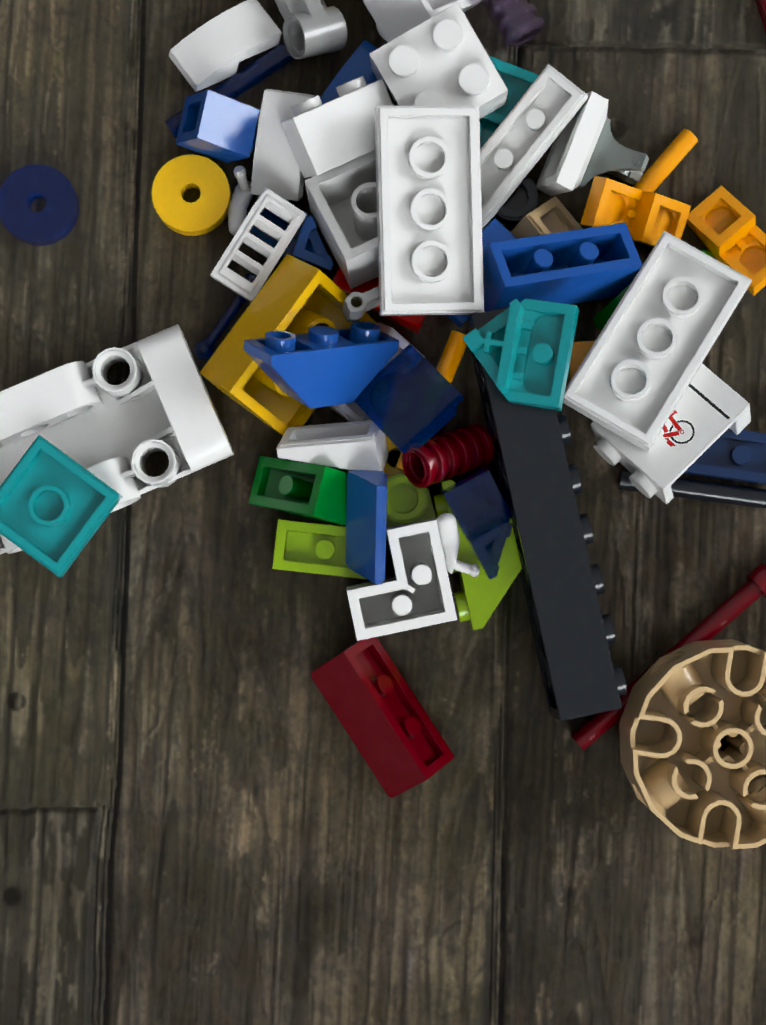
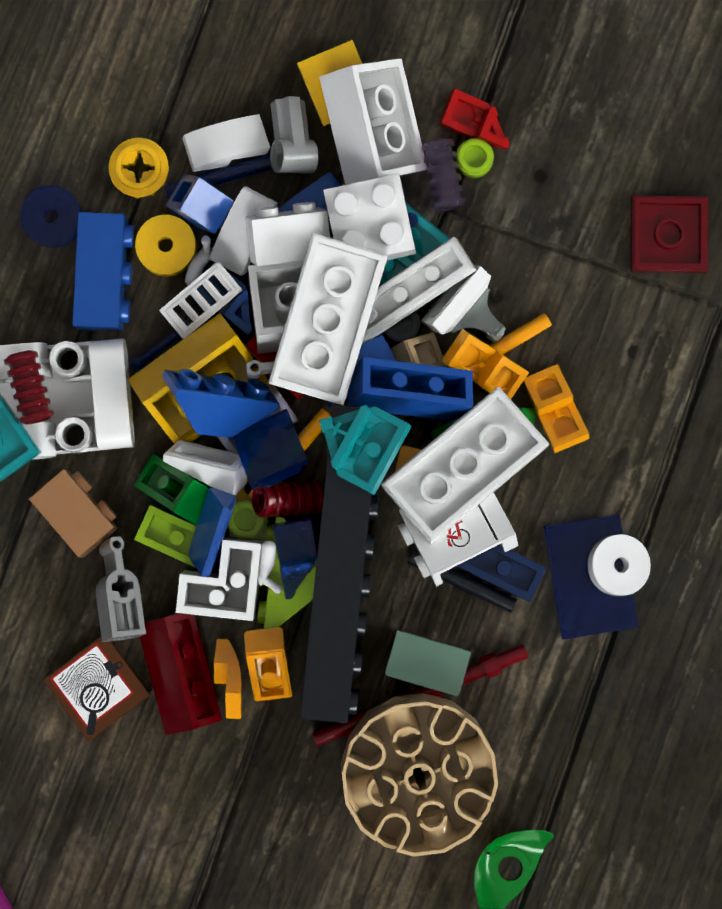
camera: 25 degrees right, 0 degrees up
(79, 419) = (28, 387): none -> dark red piece
(106, 101) = (127, 155): none -> yellow gear
(124, 251) = (102, 272): none -> blue brick
(186, 559) = (75, 512): none -> medium nougat brick
(283, 666) = (118, 613): none -> light grey piece
(286, 767) = (97, 687): none -> tile
(444, 694) = (228, 672): none -> light orange slope
(491, 667) = (268, 664): none -> light orange slope
(688, 601) = (427, 663): none -> sand green panel

